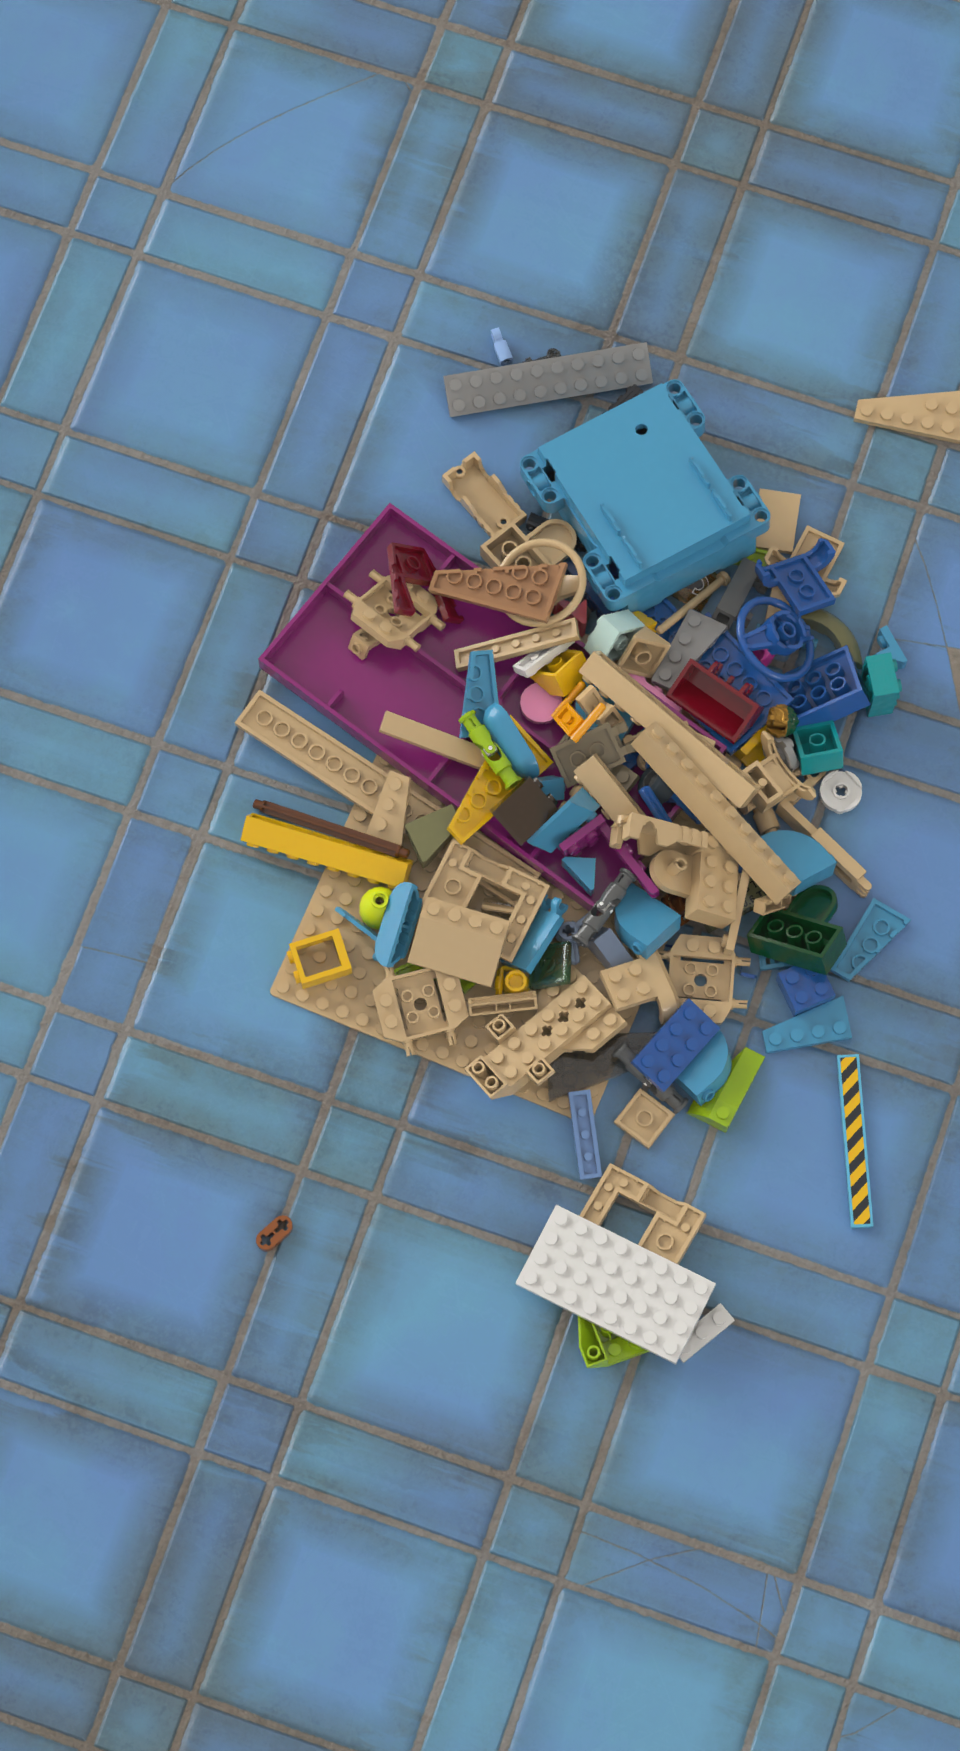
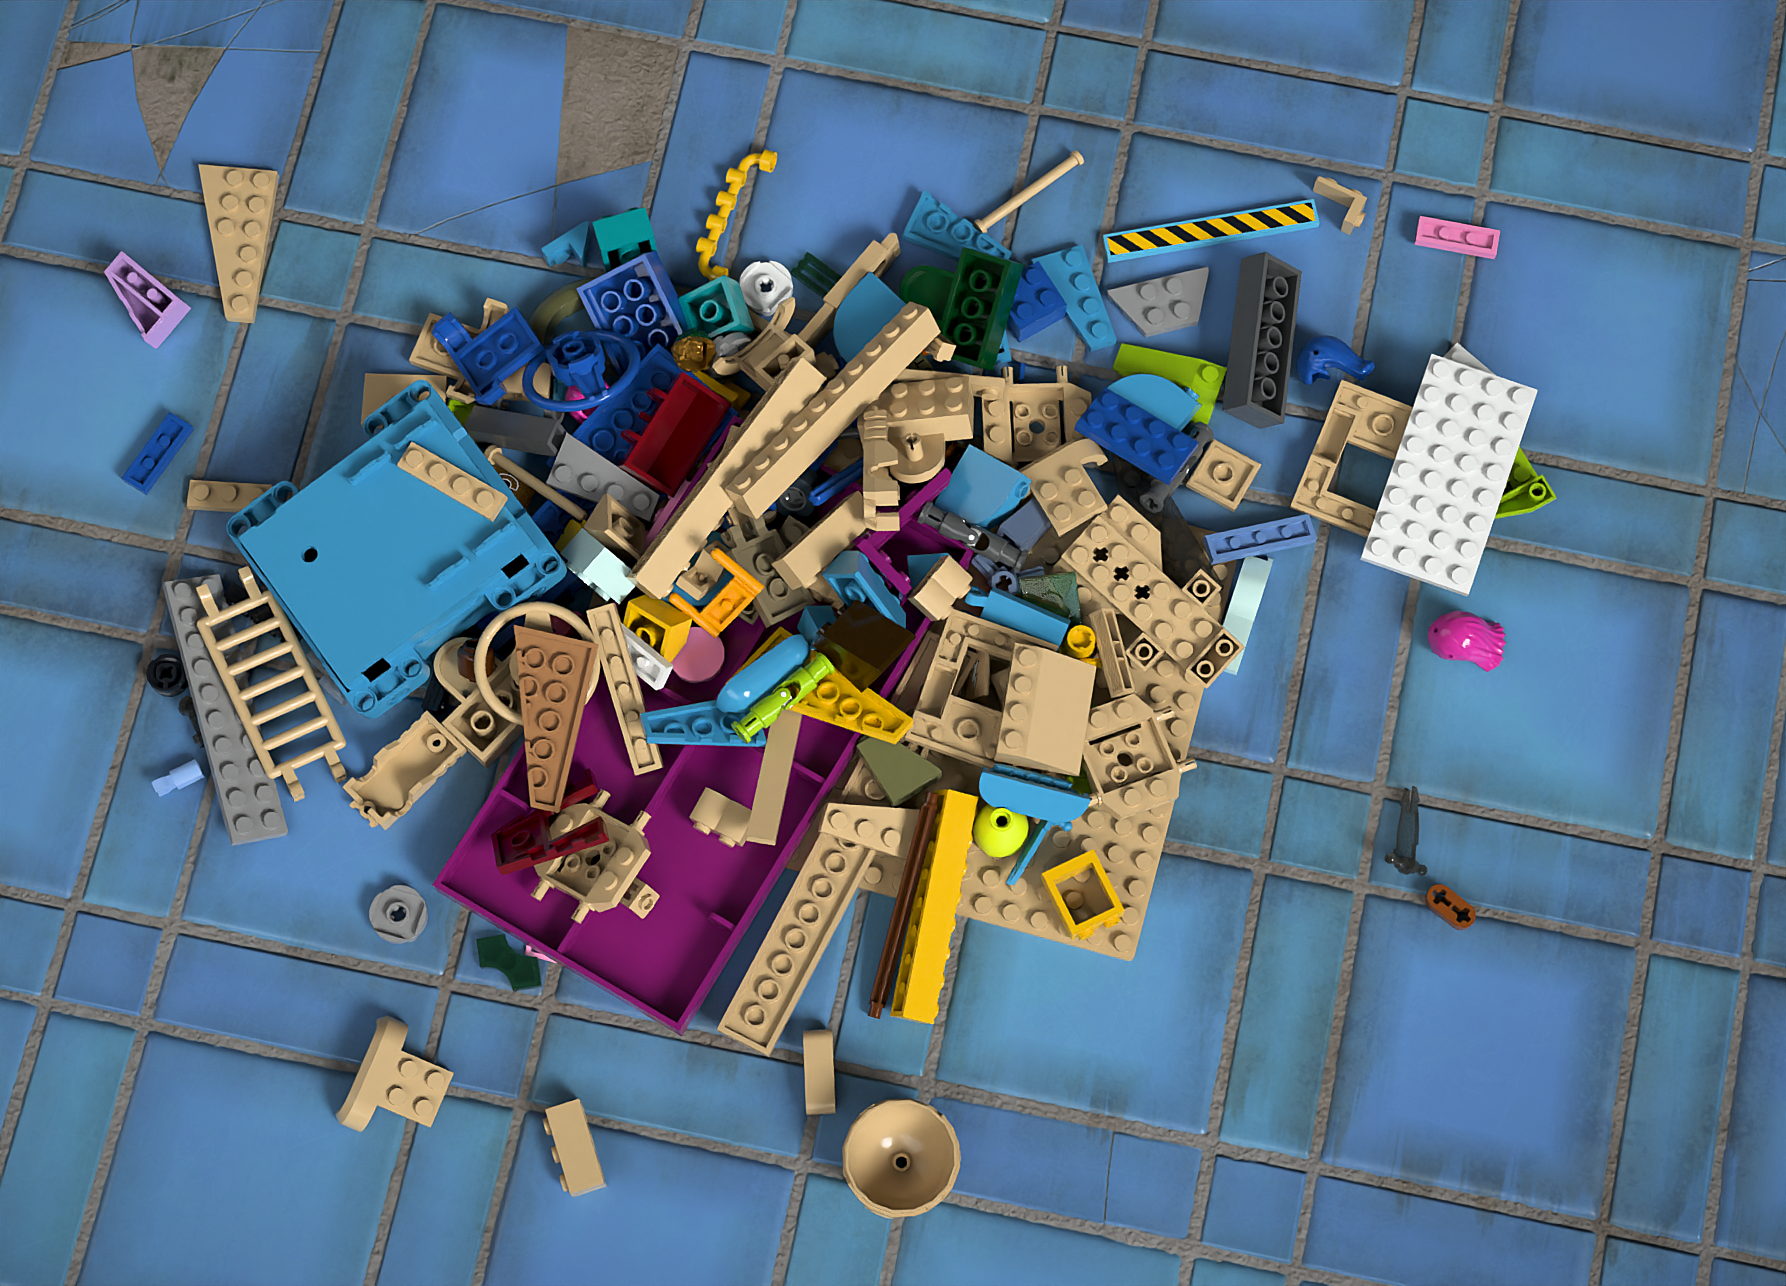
camera: 95 degrees left, 0 degrees up
(142, 784) = (897, 1131): none -> tan rock
(191, 588) = (574, 1148): none -> tan brick
(219, 759) = (819, 1072): none -> tan beam
(258, 473) = (393, 1081): none -> tan piece
(313, 1202) = (1407, 836): none -> clear smoke piece
(324, 564) = (498, 955): none -> clear green tile
(380, 497) = (390, 900): none -> light grey plate
(414, 703) = (721, 817): none -> tan brick
(482, 1282) = (1467, 638): none -> dark pink piece
(495, 416) = (239, 697): none -> tan bar
(532, 1114) = (1246, 603): none -> light aqua piece
(552, 553) = (465, 660): none -> reddish brown head
(564, 877) = (940, 588): none -> tan brick
(578, 341) = (167, 675): none -> black wheel
(680, 526) = (452, 481): none -> tan plate
(714, 394) = (223, 495): none -> tan plate
(731, 1213) = (1329, 352): none -> blue piece
(749, 1159) = (1262, 340): none -> dark grey brick
(753, 346) = (157, 453): none -> blue plate
(796, 1094) = (1163, 302): none -> light grey wing
(827, 1336) = (1457, 237): none -> bright pink plate
(856, 1256) = (1348, 197): none -> tan bracket
(857, 821) = (803, 265): none -> clear green tile
(876, 344) = (147, 300): none -> lavender wedge
(877, 962) = (1074, 159): none -> tan bar
(899, 761) = (727, 202): none -> yellow bar

